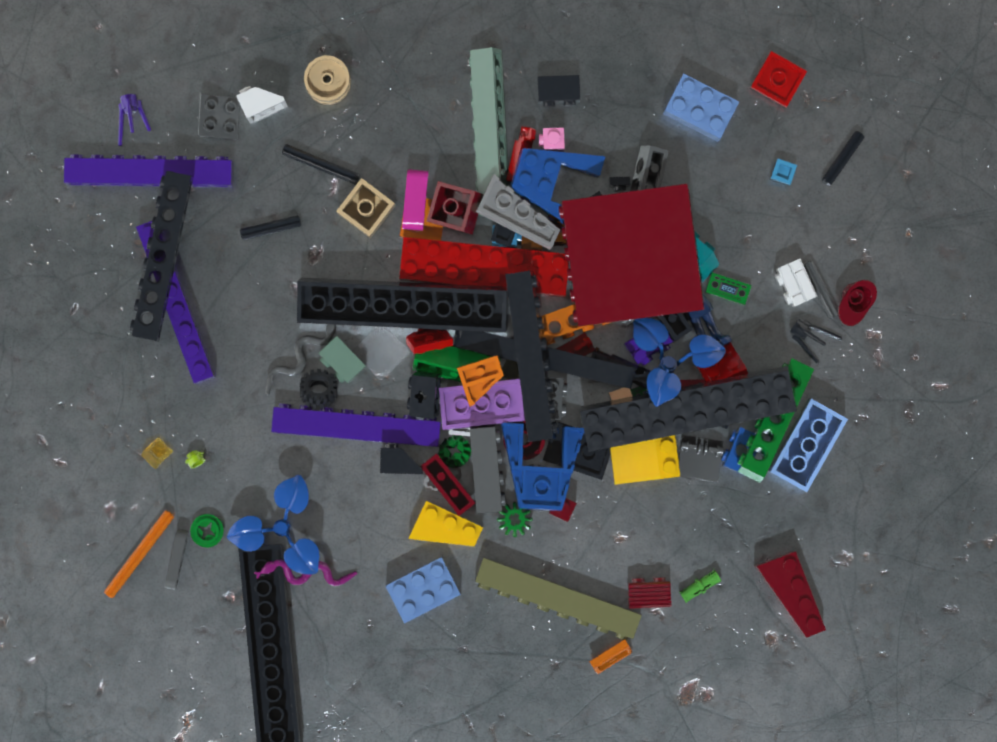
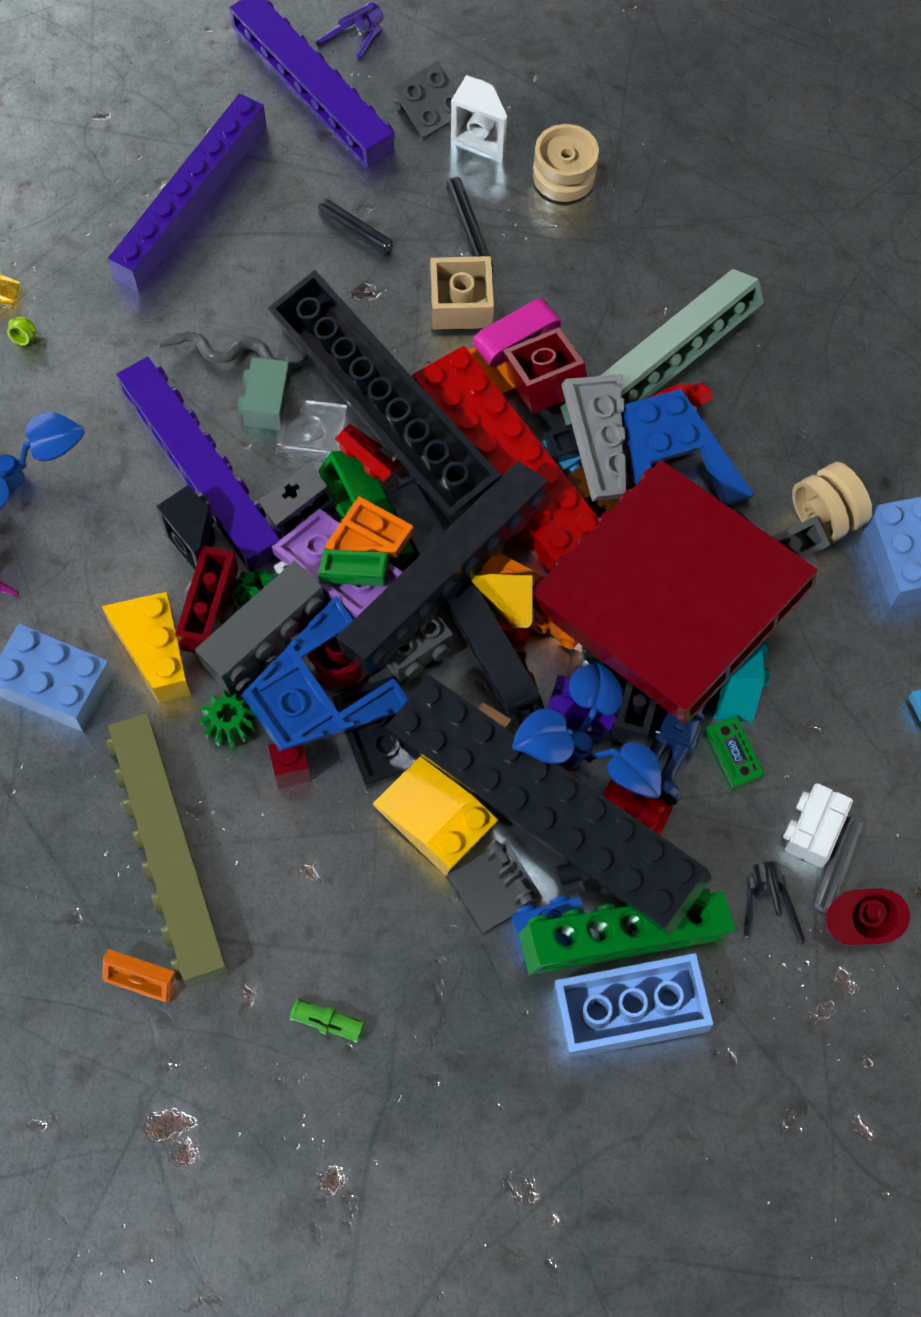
camera: 55 degrees right, 20 degrees down
(162, 288) = (224, 126): black brick -> none
(318, 378) = (209, 389): black tyre -> none
(493, 401) = (353, 567): none -> green tile
(552, 139) = (722, 420): bright pink brick -> none
(558, 90) = (778, 390): black brick -> none
(569, 335) = (509, 595): none -> yellow slope
(646, 126) = (835, 498): none -> tan wheel
(649, 594) = (263, 959): dark red brick -> none
(792, 590) = (422, 1143): dark red wedge -> none

